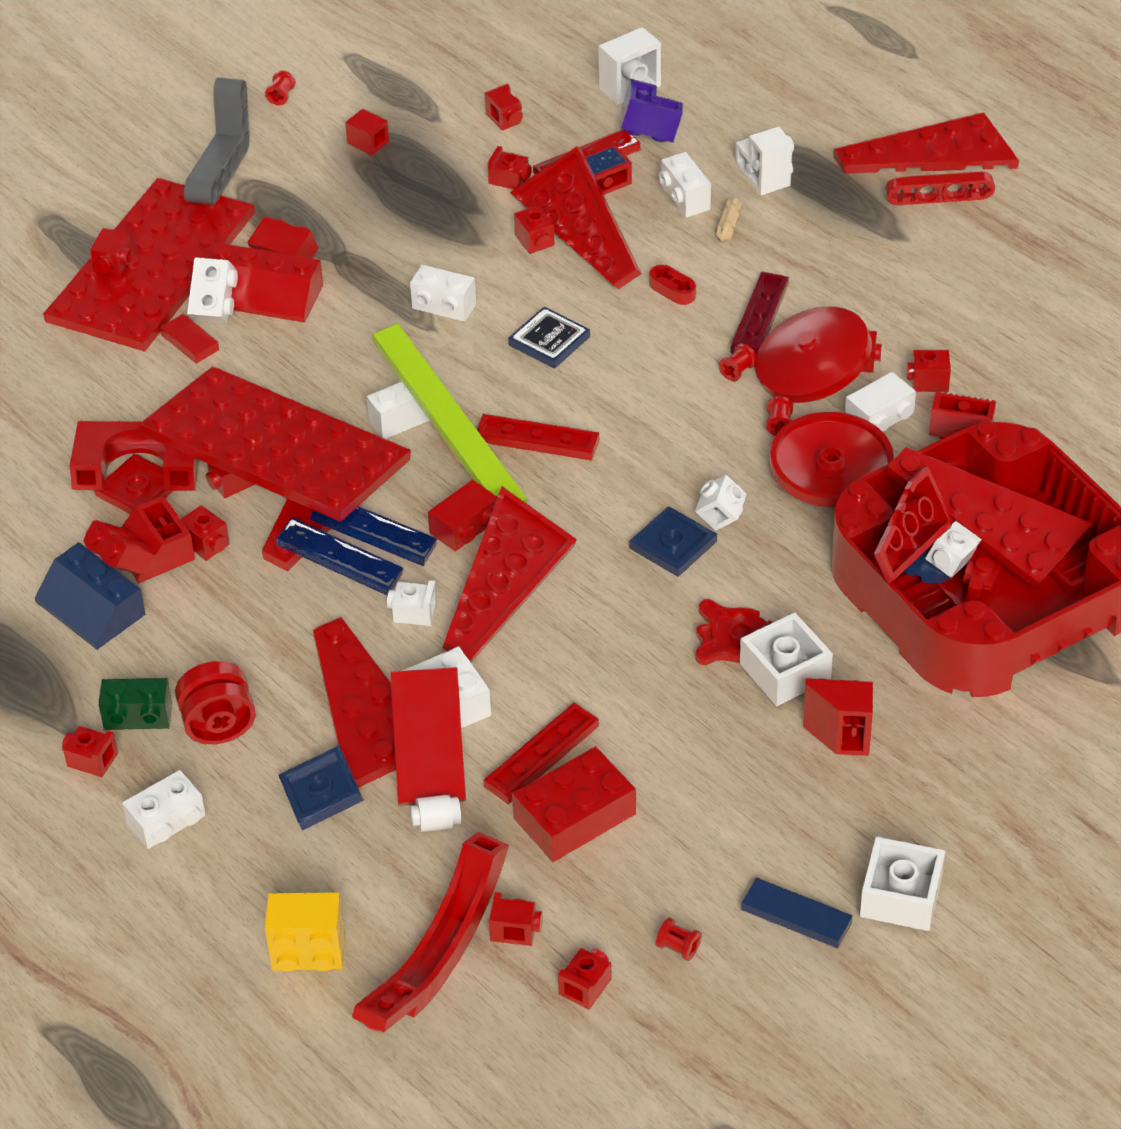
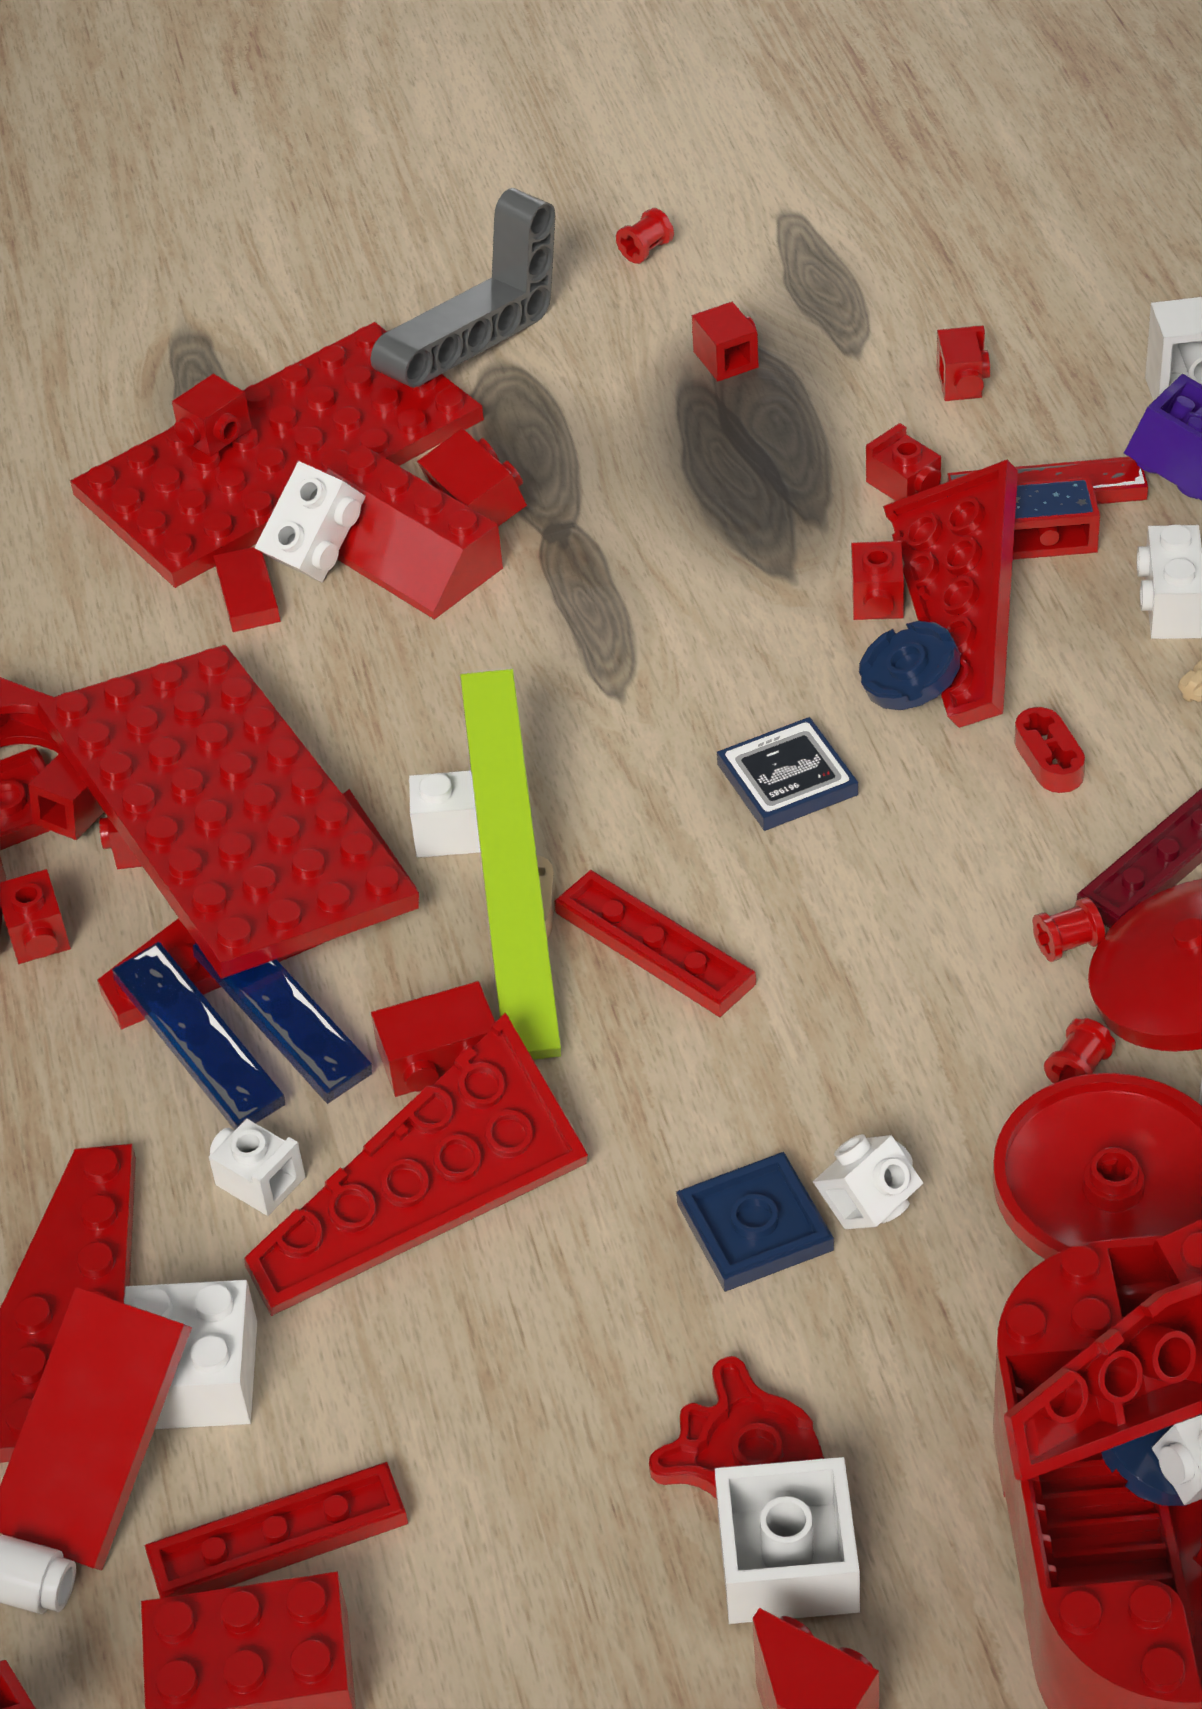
camera: 30 degrees right, 0 degrees up
(443, 293) = (661, 641): white brick -> none
(579, 265) = (909, 666): none -> dark blue tile

